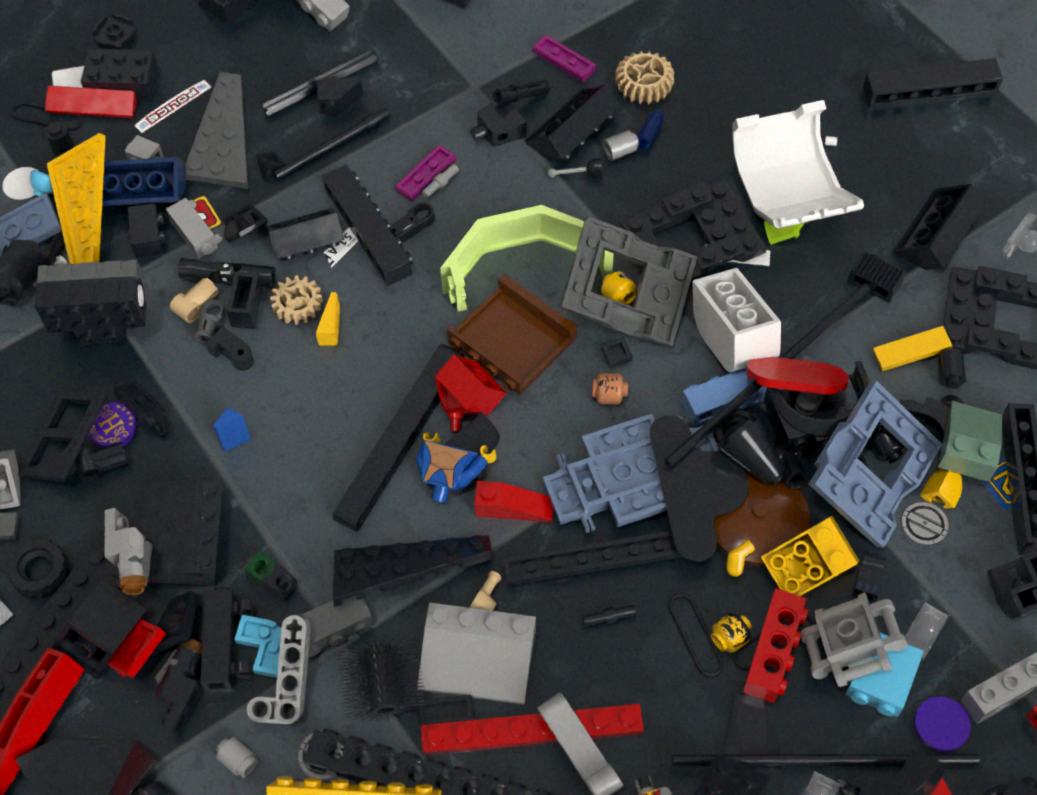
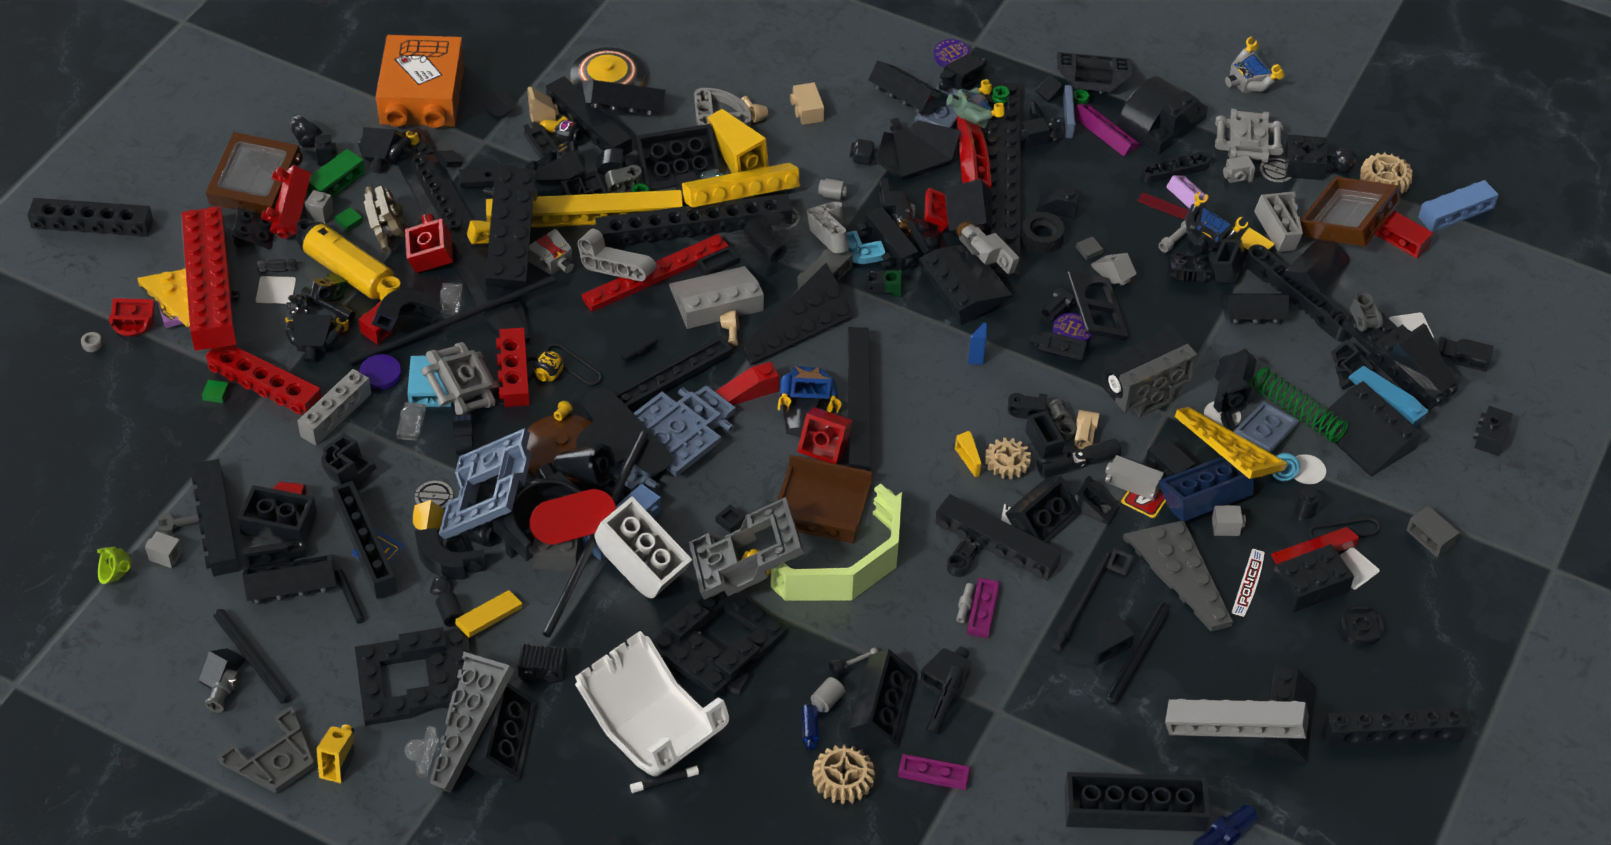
camera: 150 degrees right, 10 degrees down
(609, 388) = (720, 485): nougat head -> none
(810, 558) = (507, 421): yellow slope -> none
(968, 239) = (469, 711): none -> dark grey wing
(971, 441) = (416, 536): sand green slope -> none

